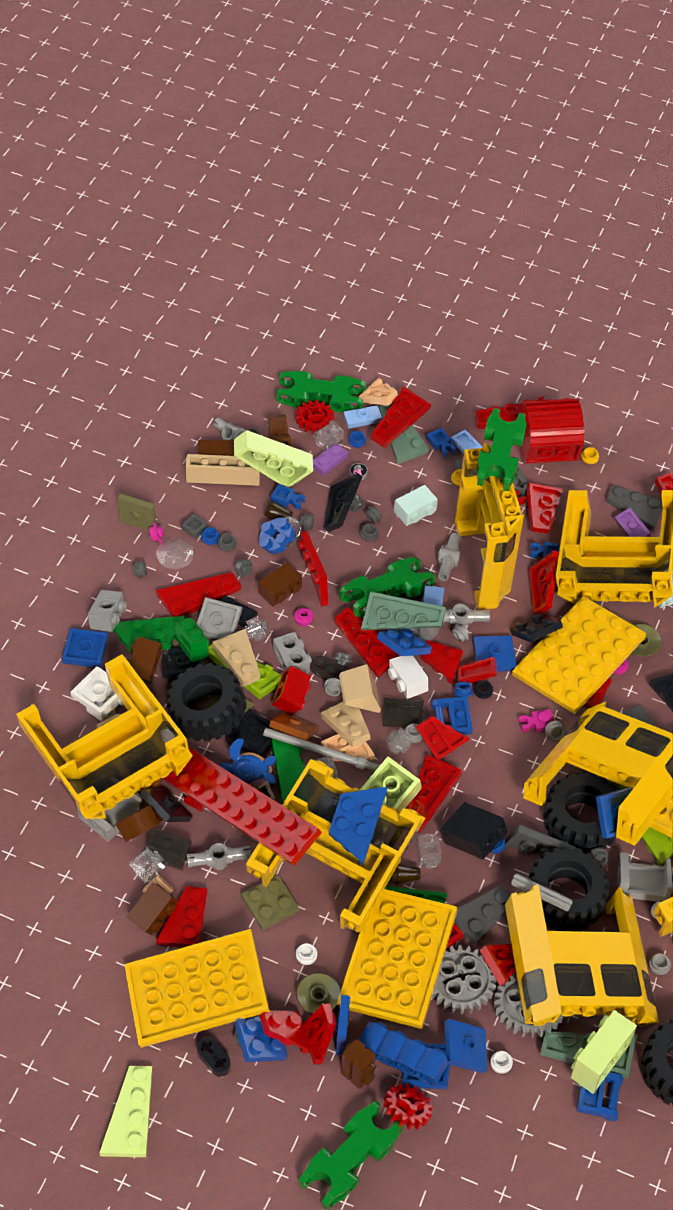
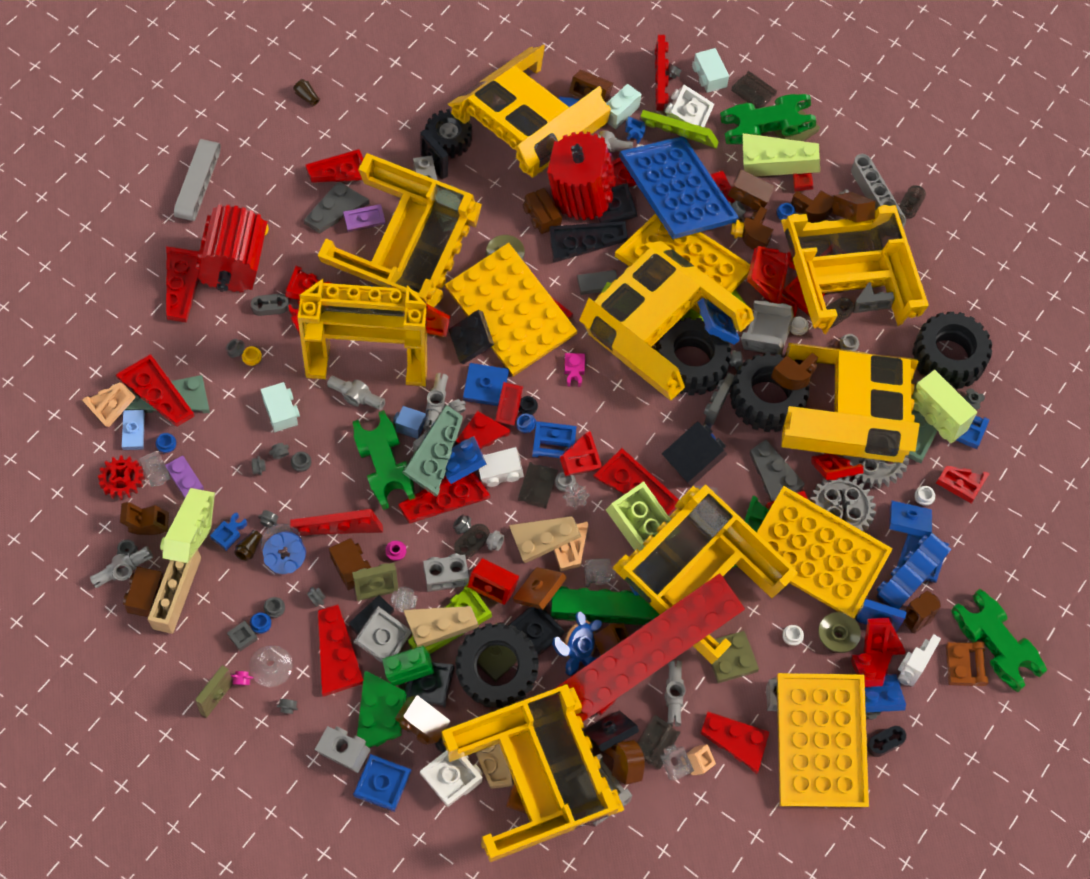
camera: 80 degrees left, 10 degrees up
(130, 1120) = (945, 830): yellowish green wing -> none
(152, 909) = (728, 765): reddish brown brick -> none
(265, 600) = (375, 581): none -> olive plate
(299, 1070) = (915, 662): none -> white plate
(316, 1120) = (959, 664): none -> dark orange plate
(334, 393) = (78, 475): green piece -> none
(340, 500) = (255, 478): black wing -> none
(357, 819) = (684, 546): blue wing -> none
(359, 468) = (212, 452): tile -> none
(359, 762) = (592, 538): light grey bar -> none
(360, 689) = (509, 516): tan slope -> none
(408, 1106) = (961, 581): red gear -> none
(440, 440) = (195, 362): blue plate -> none
(464, 440) = (211, 336): light blue plate -> none
(498, 461) = (307, 273): green piece -> none
(529, 1099) = (962, 482): none -> red wing
(546, 894) = (780, 414): light grey axle -> none
(555, 730) = (591, 355): light grey plate -> none
(584, 893) = (792, 375): none -> reddish brown brick
(621, 403) = (197, 180): none -> light grey beam
(635, 1105) = (970, 393): none -> dark grey plate

